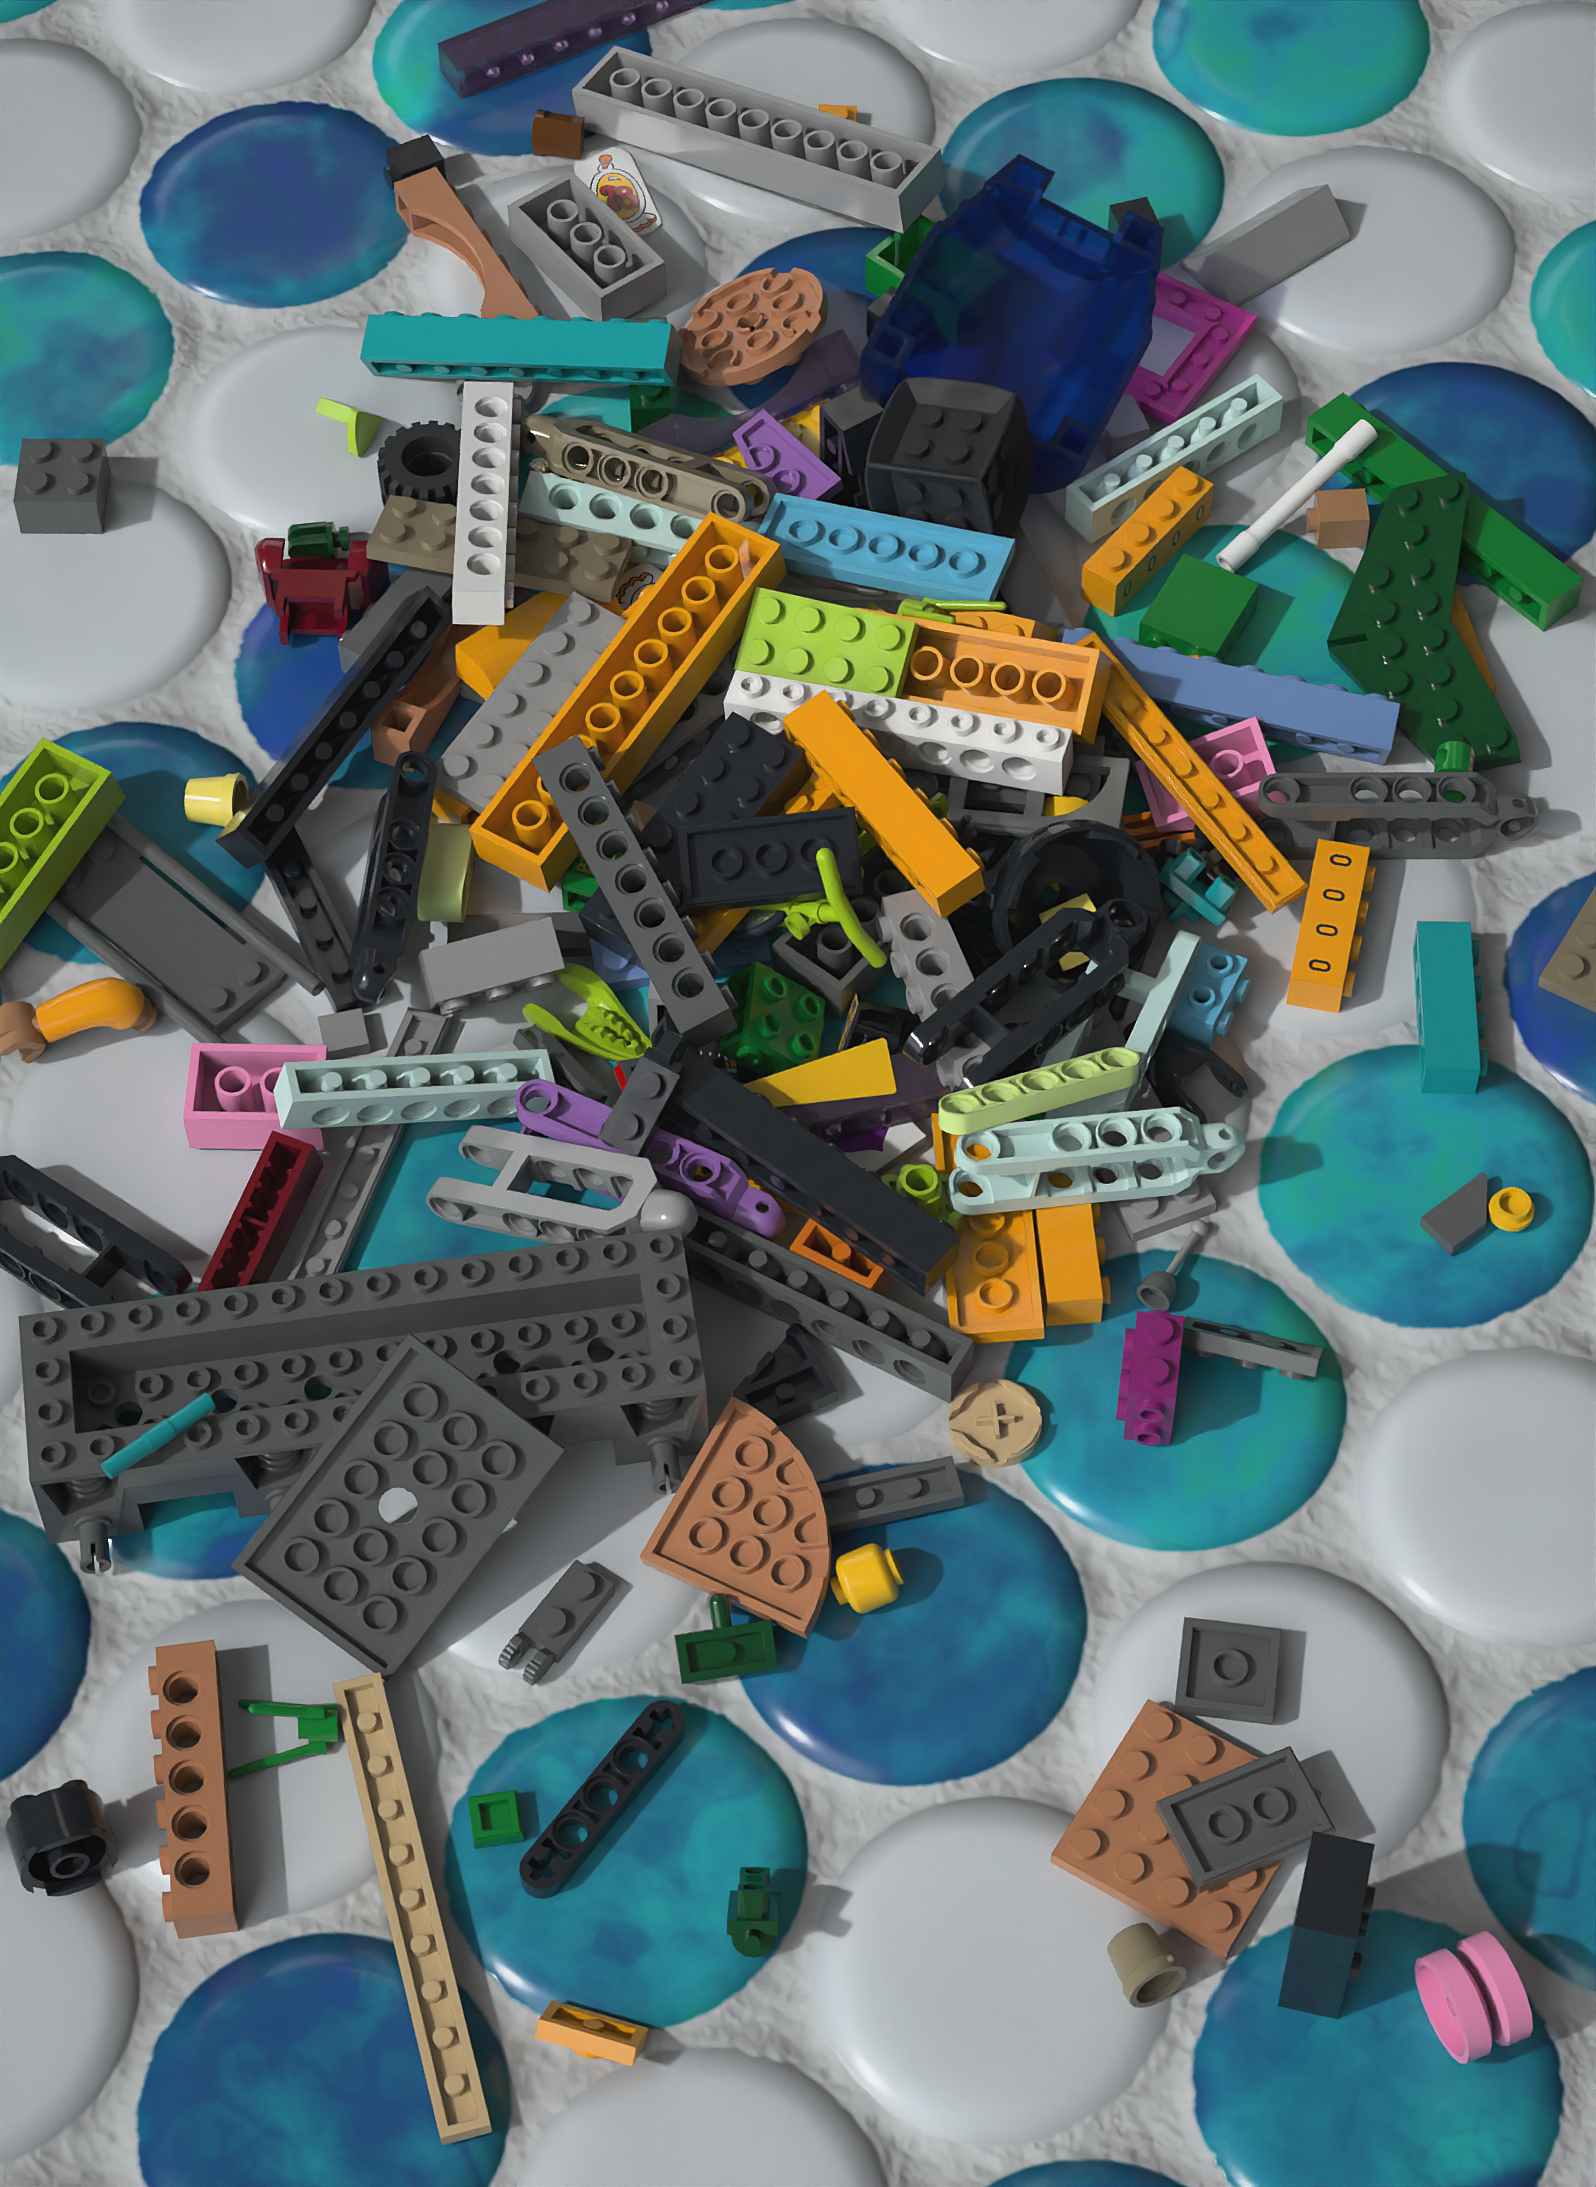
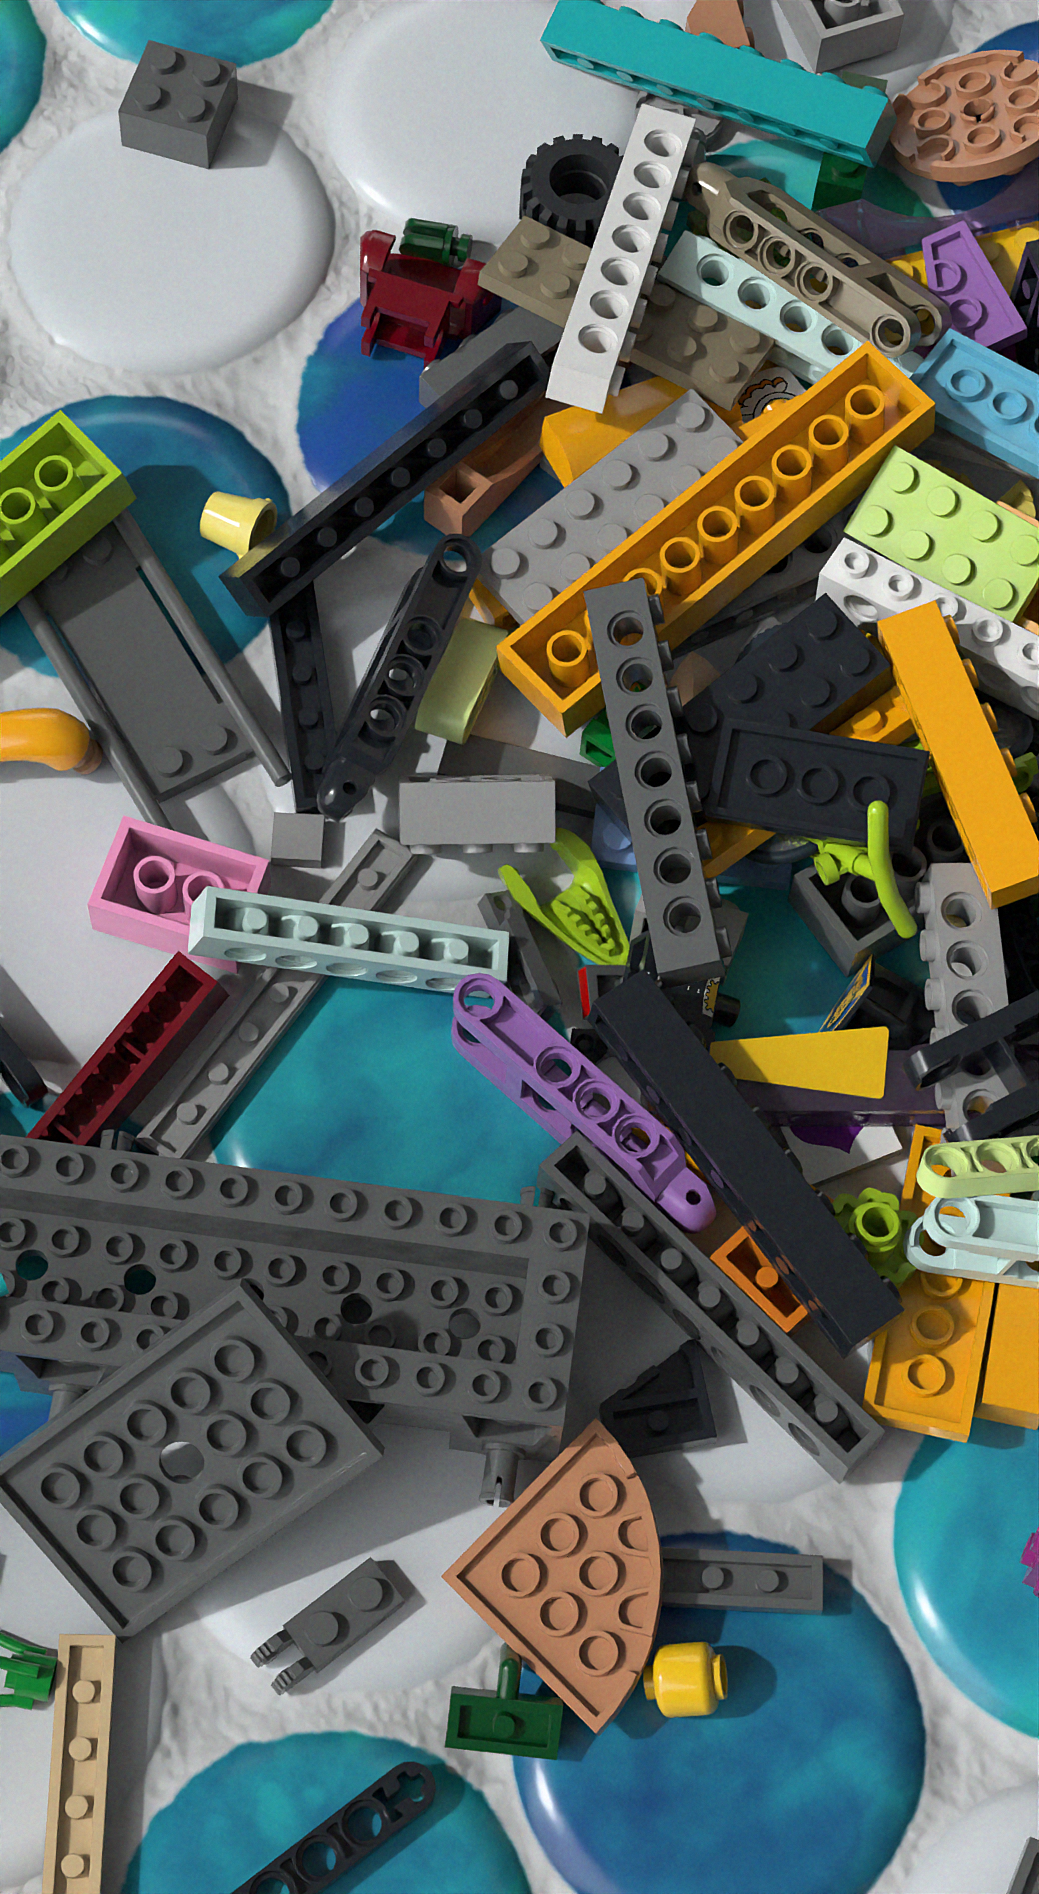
camera: 10 degrees right, 10 degrees up
(361, 424) = (520, 113): lime tile -> none
(495, 1819) = (193, 1848): green tile -> none
(529, 1158) = (557, 1179): light grey piece -> none
(647, 1096) = (597, 1040): black hinge -> none
(775, 1021) = (772, 970): green brick -> none
(995, 1423) = (883, 1523): tan tile -> none

